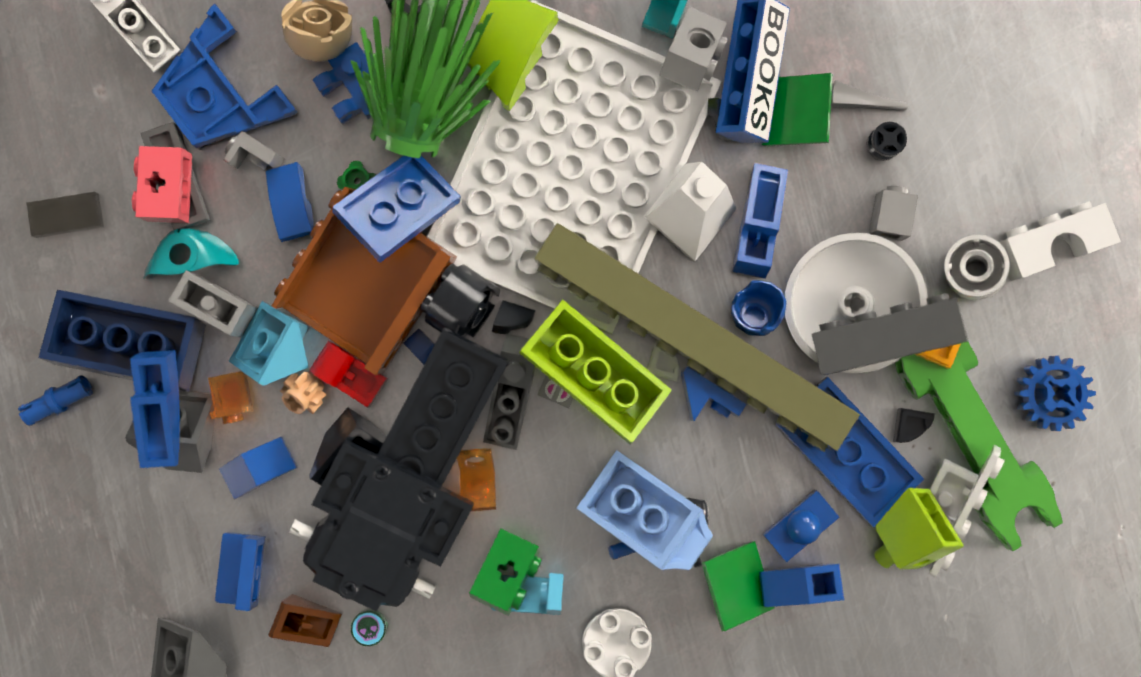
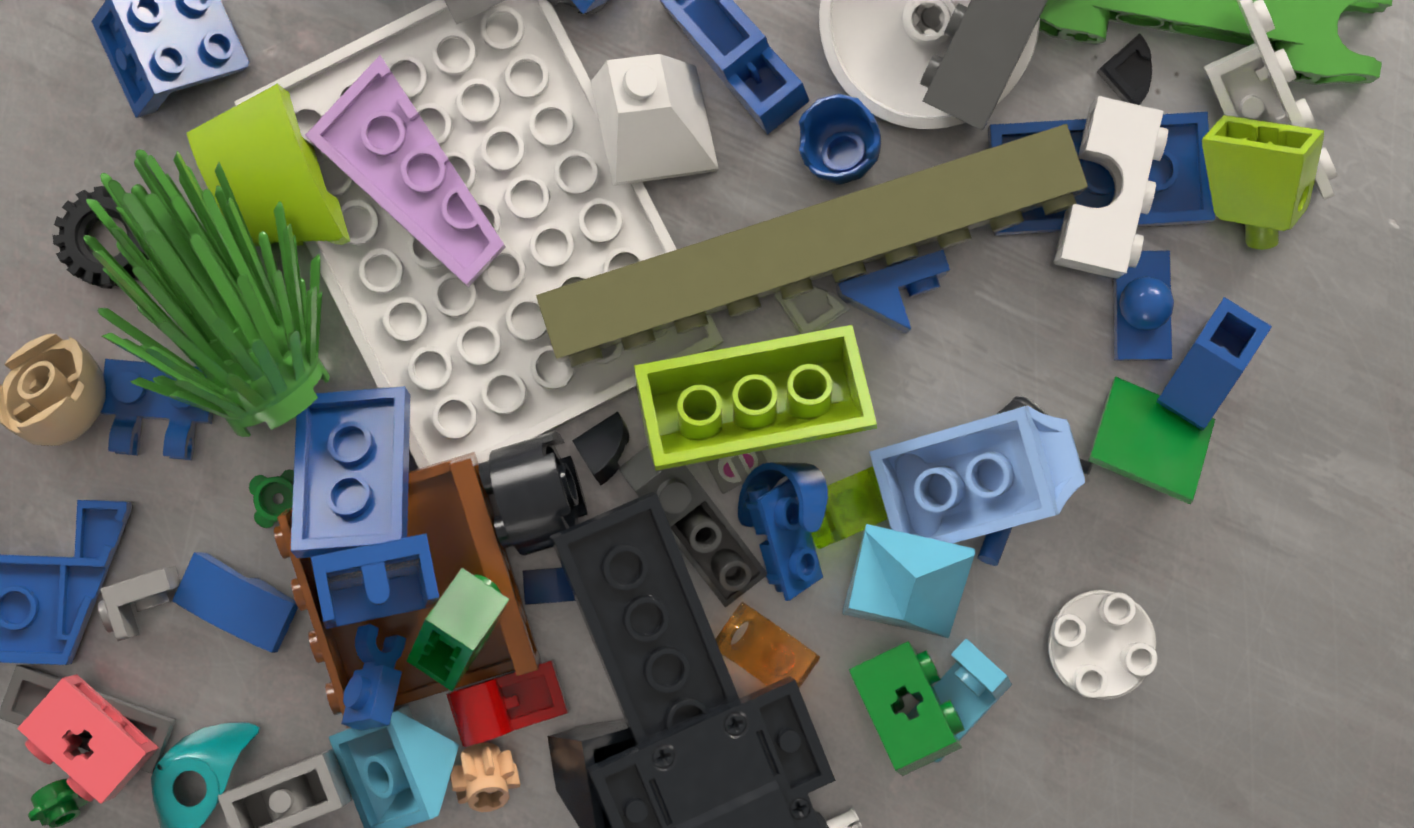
camera: 50 degrees left, 0 degrees up
(120, 196) = (56, 804): none -> green plate
(299, 302) = (373, 690): none -> blue plate
(349, 258) = (375, 581): none -> blue window
(362, 319) = (457, 628): none -> brick
(538, 448) = (790, 550): none -> blue hinge
(567, 104) = (398, 162): none -> lavender wing
(569, 521) = (908, 581): none -> medium azure slope
(576, 431) = (809, 486): none -> blue helmet
(578, 460) = (850, 507): none -> clear neon green bracket
(874, 451) = (1125, 142): none -> white arch

